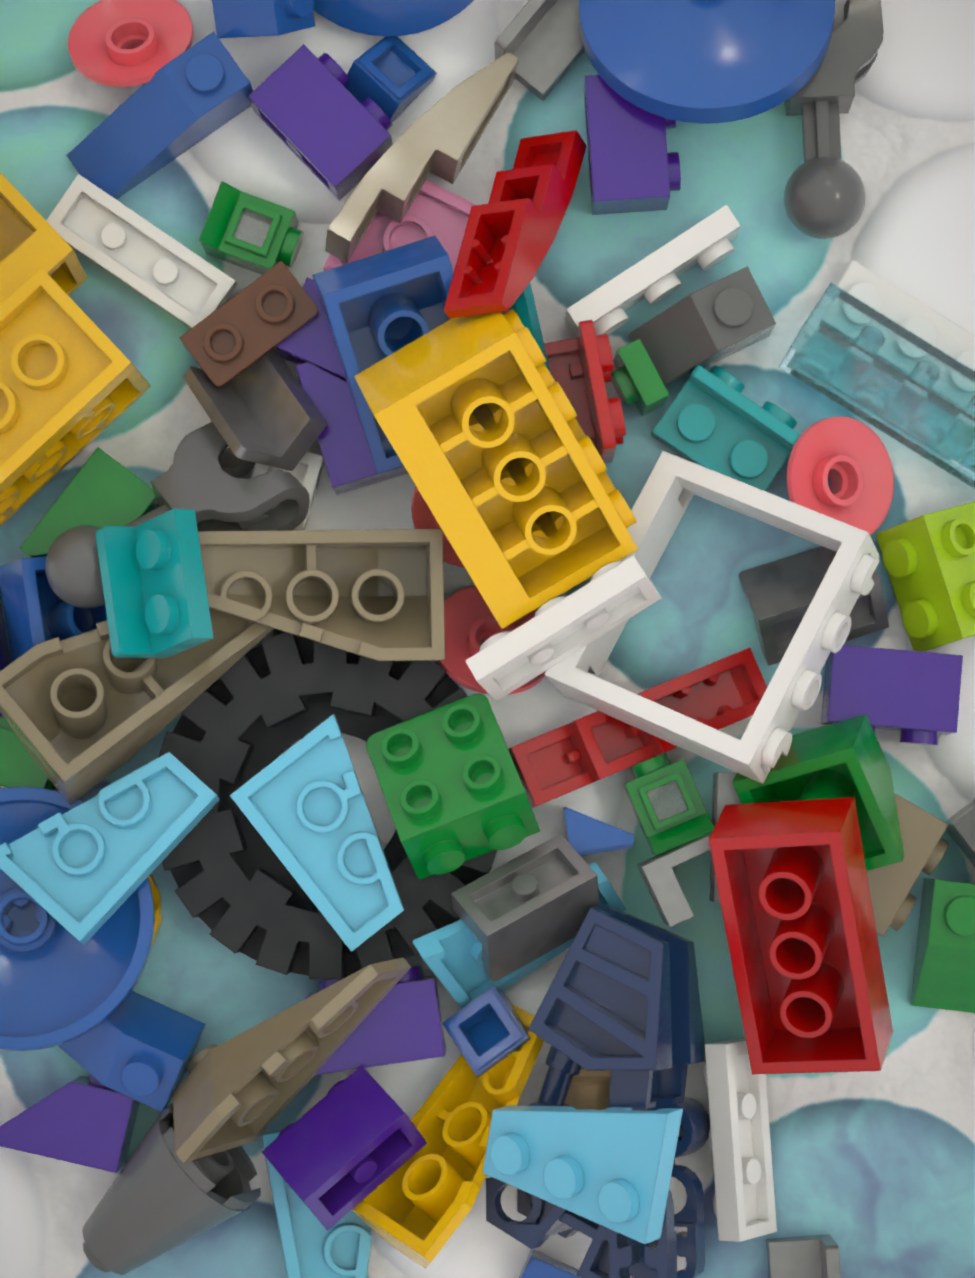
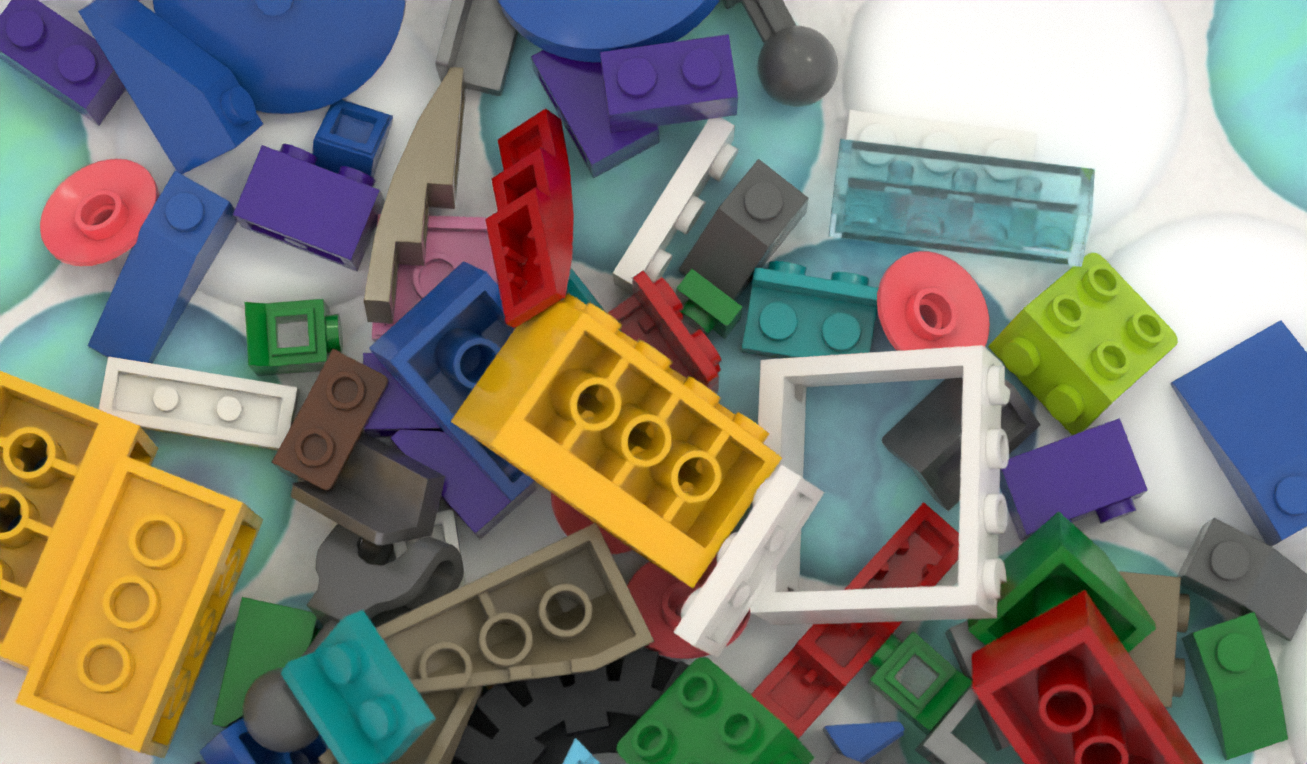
camera: 30 degrees left, 5 degrees down
(698, 158) = (669, 83): none -> dark purple brick

